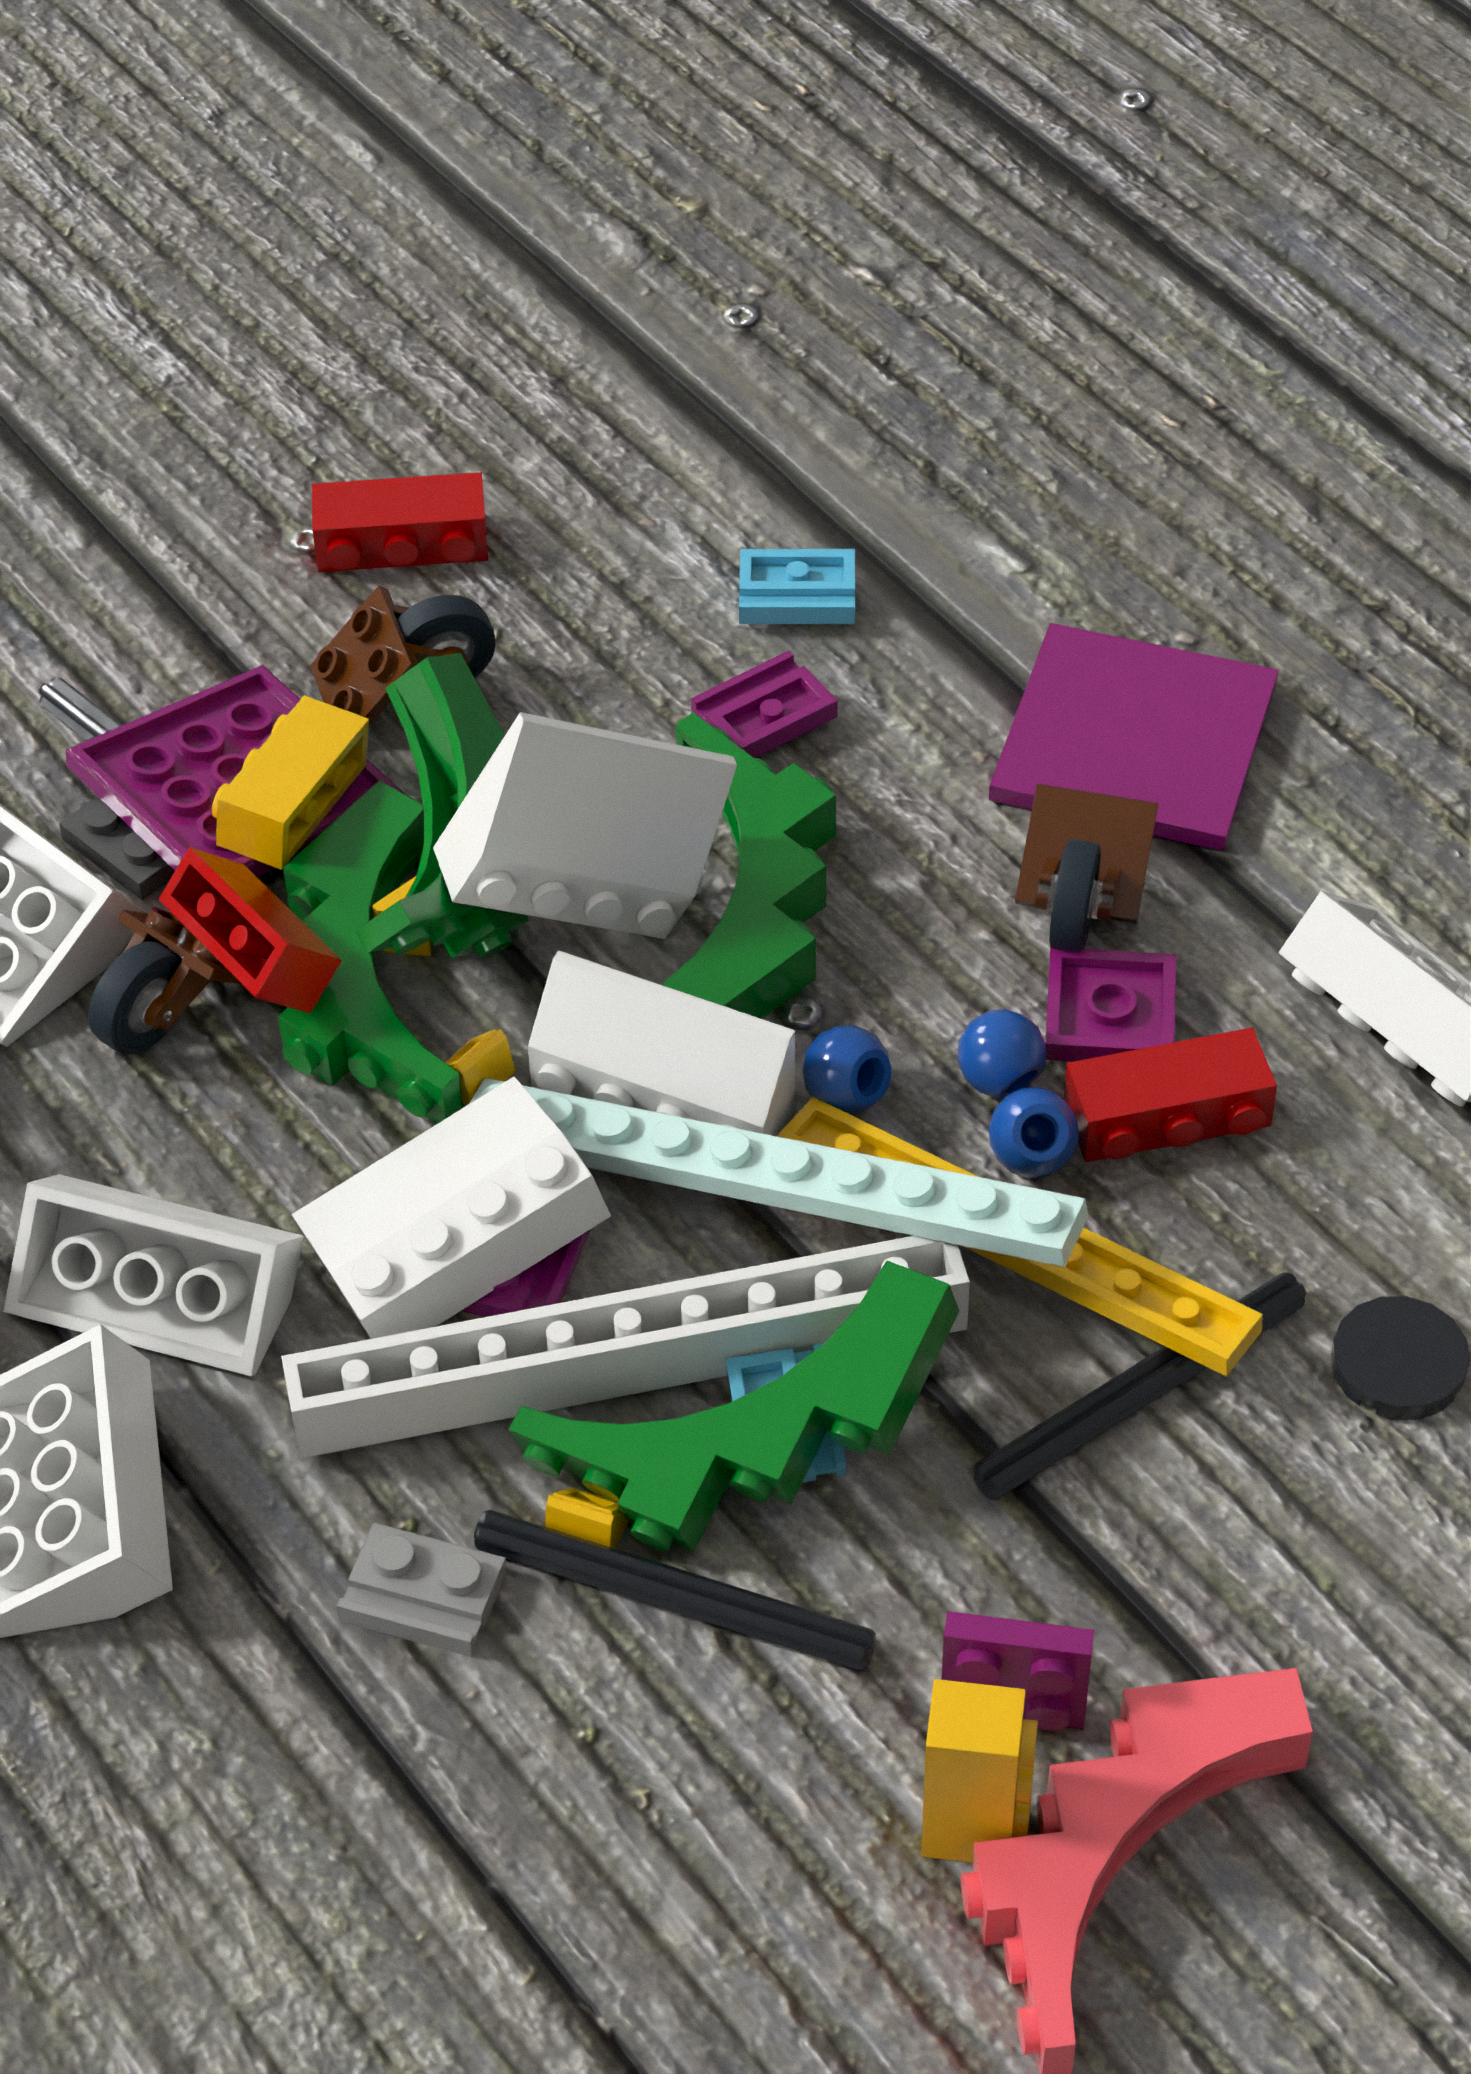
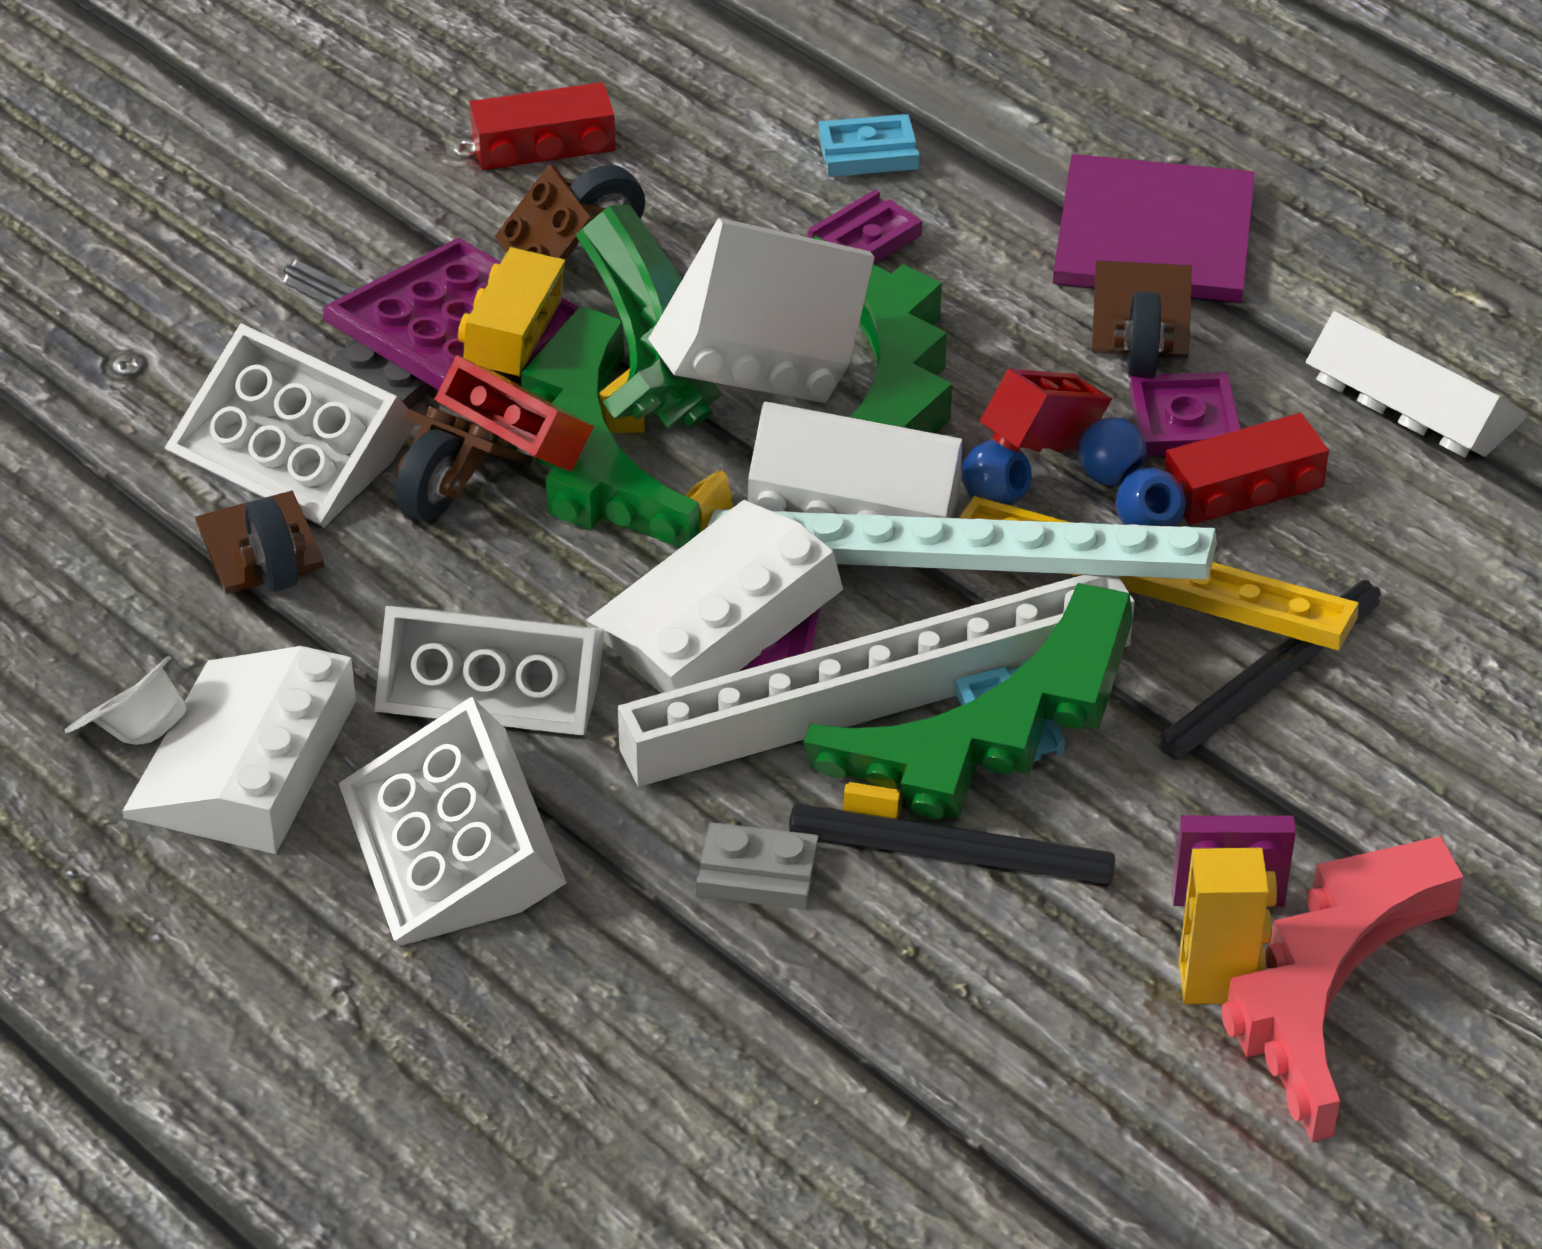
camera: 10 degrees left, 5 degrees down
(916, 993) = (1043, 410): none -> red brick
(1400, 1357) = (1460, 630): black tile -> none

